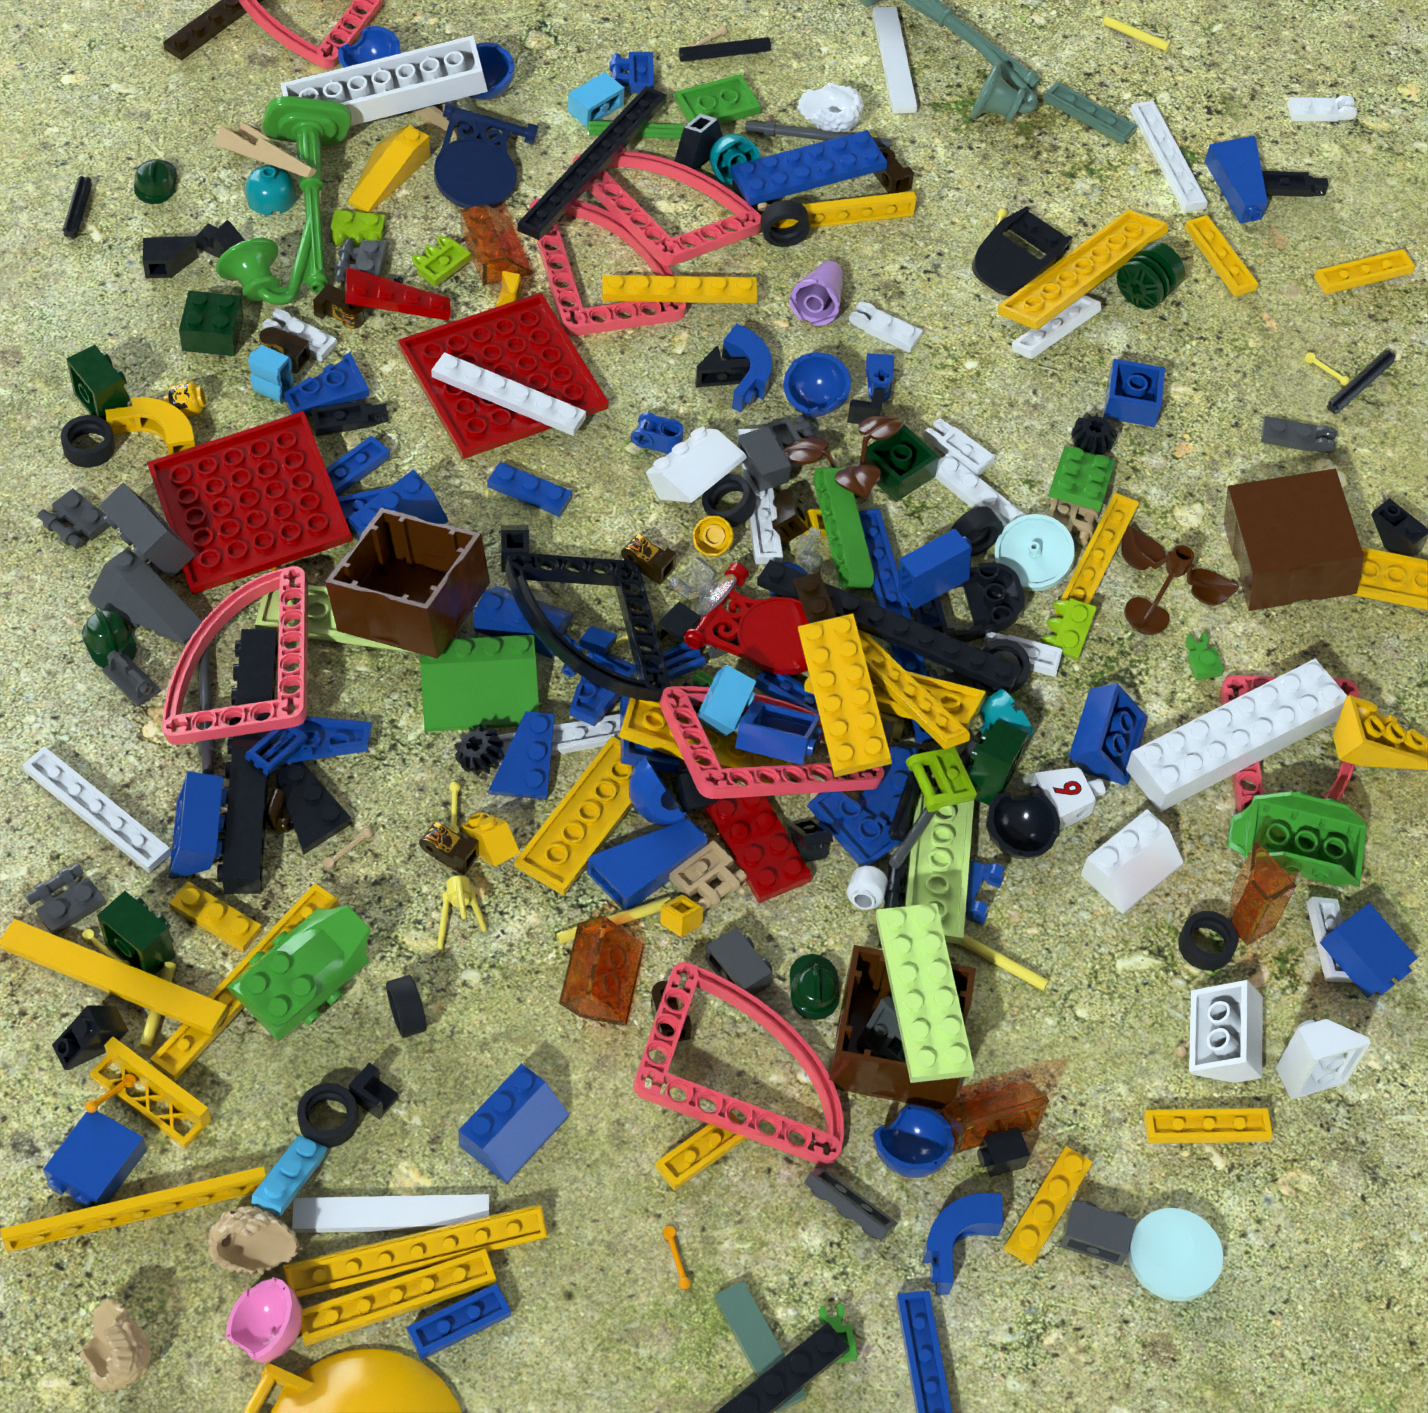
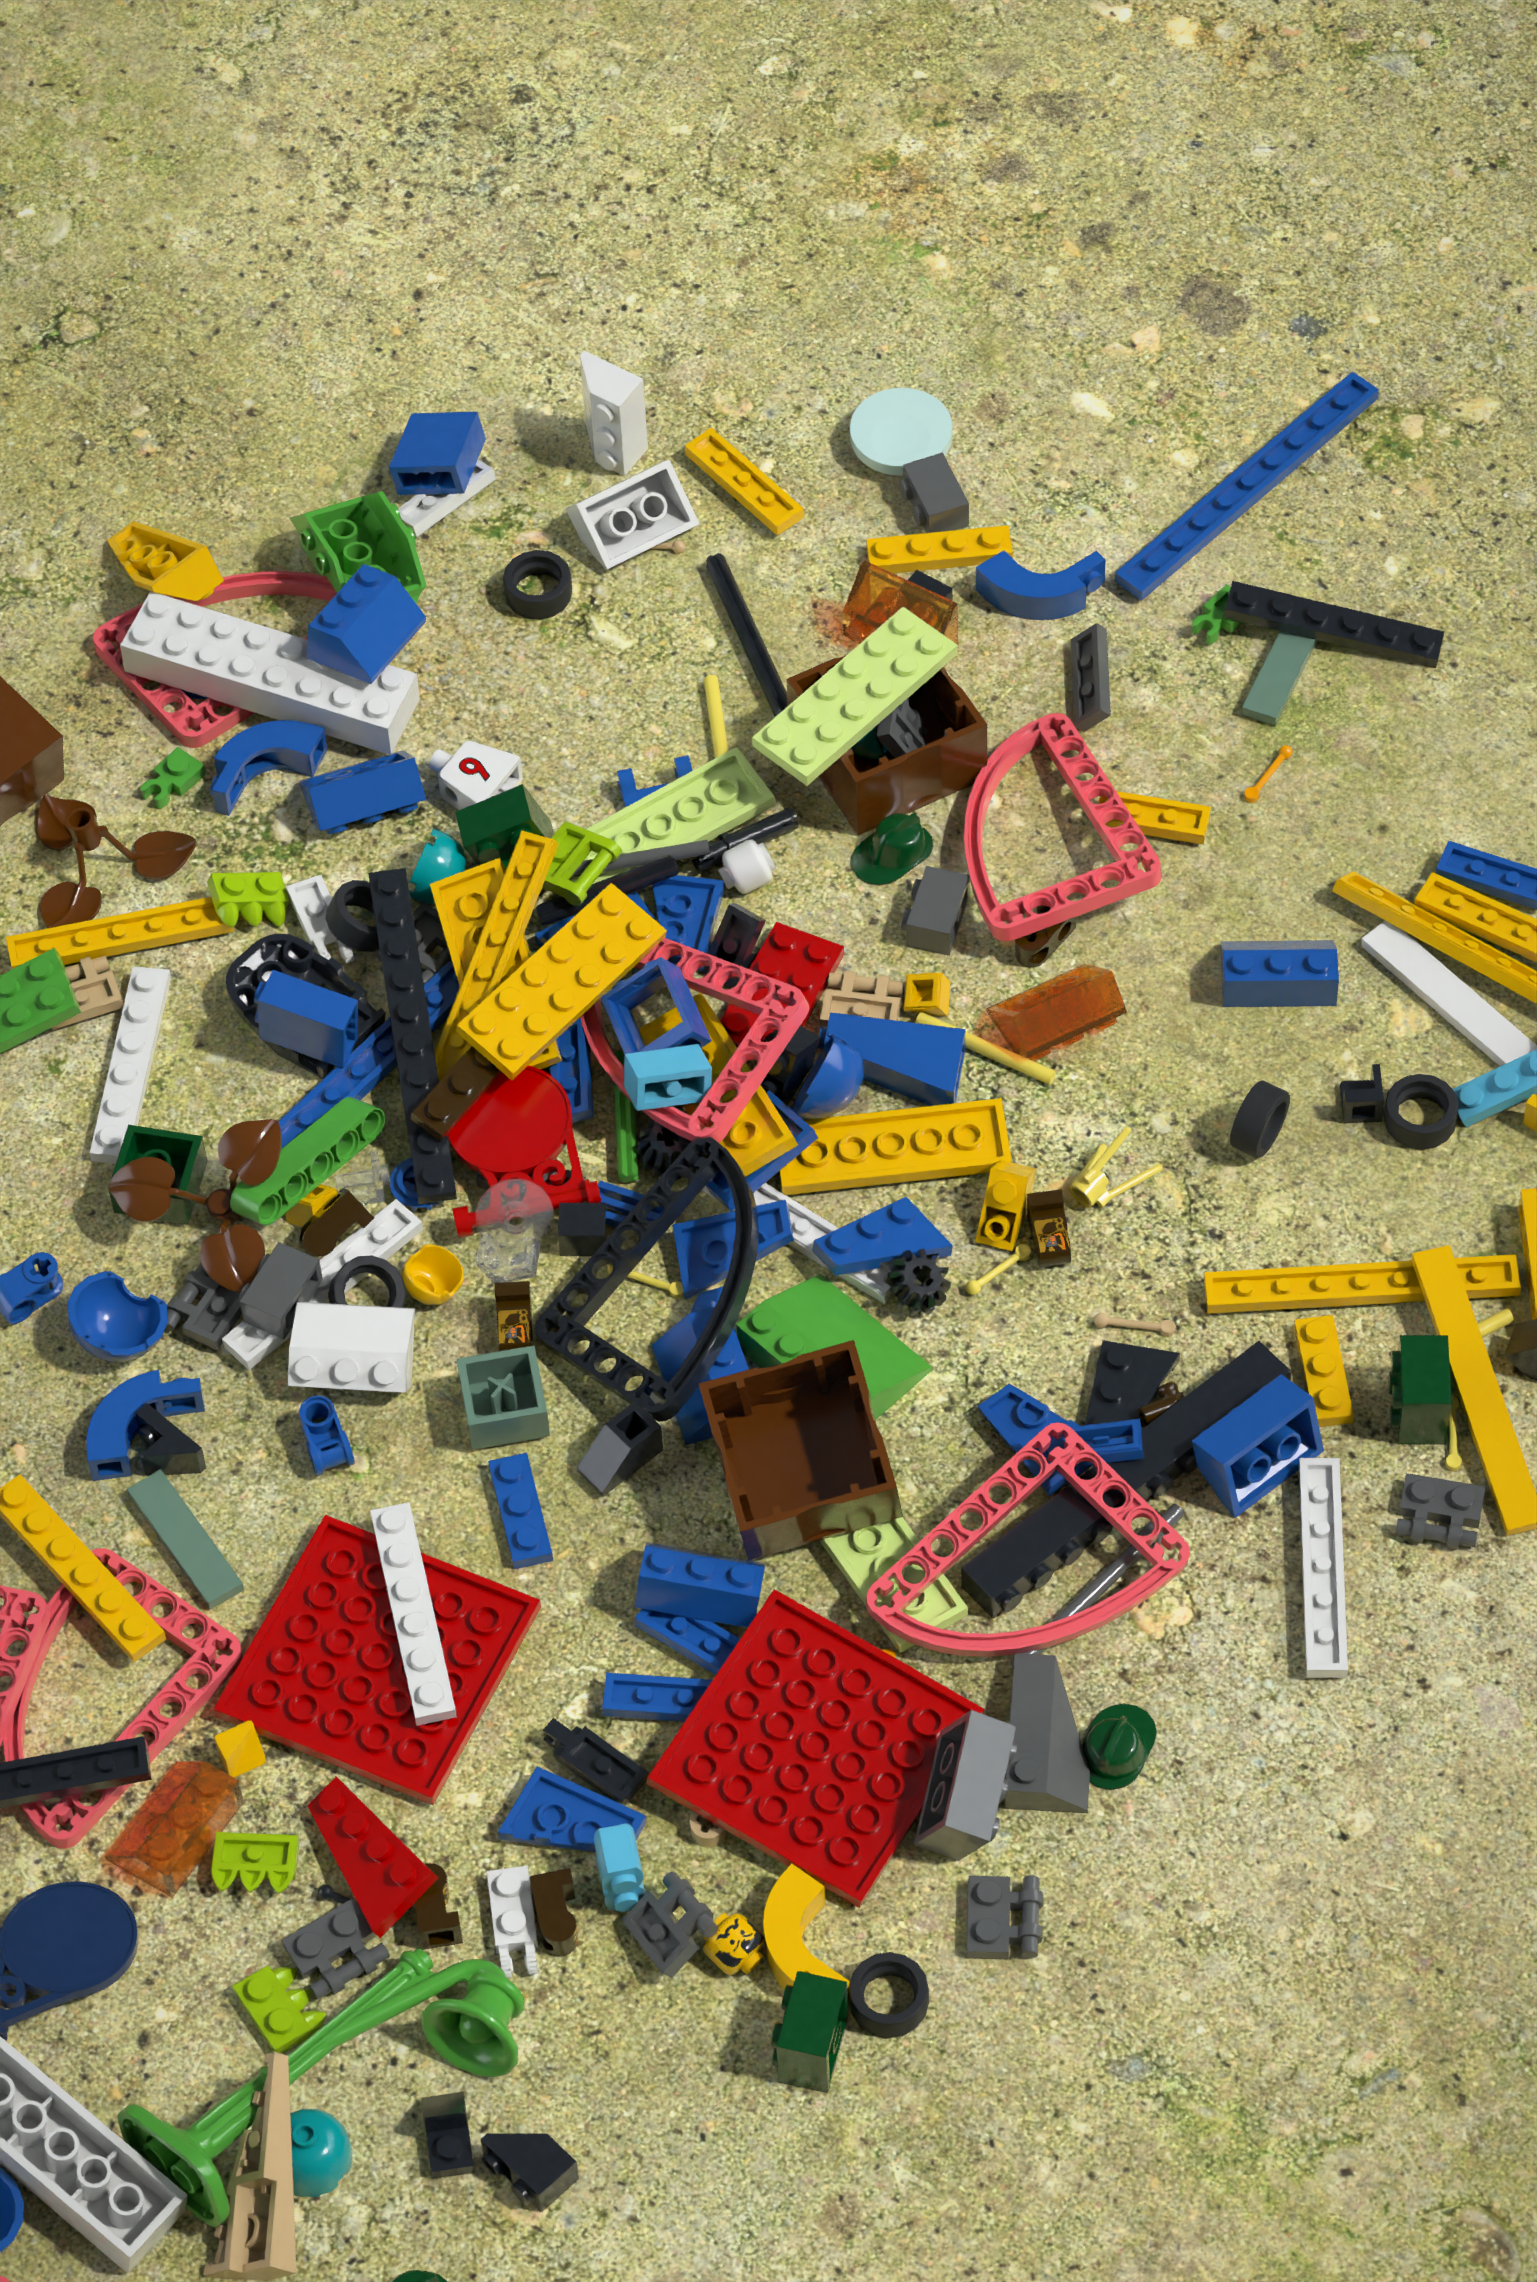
camera: 120 degrees left, 0 degrees up
(129, 678) = (1145, 1673): dark grey hinge -> none
(211, 323) = (594, 2015): dark green brick -> none
(221, 377) = (661, 1933): none -> dark grey plate
(303, 970) = (1322, 1226): bright green slope -> none
(390, 166) = (131, 2052): yellow wedge -> none
(597, 640) = (674, 1284): blue tile -> none
(600, 513) = (503, 1397): none -> sand green brick
(656, 348) = (185, 1539): none -> sand green tile
(862, 410) = (87, 1259): black panel -> none
(915, 1143) = (993, 654): blue cylinder -> none
(959, 445) = (71, 1147): white hinge -> none
(980, 527) = (198, 1042): black tyre -> none
(1022, 825) = (558, 778): black cylinder -> none
(1037, 550) = (172, 982): light aqua piece -> none
(1064, 1032) = (747, 632): none -> black axle
(1133, 862) = (502, 692): white slope -> none
(1184, 692) = (264, 748): none -> blue arch
(1221, 778) = (364, 625): none -> blue slope
(1259, 895) = (470, 547): clear orange slope -> none

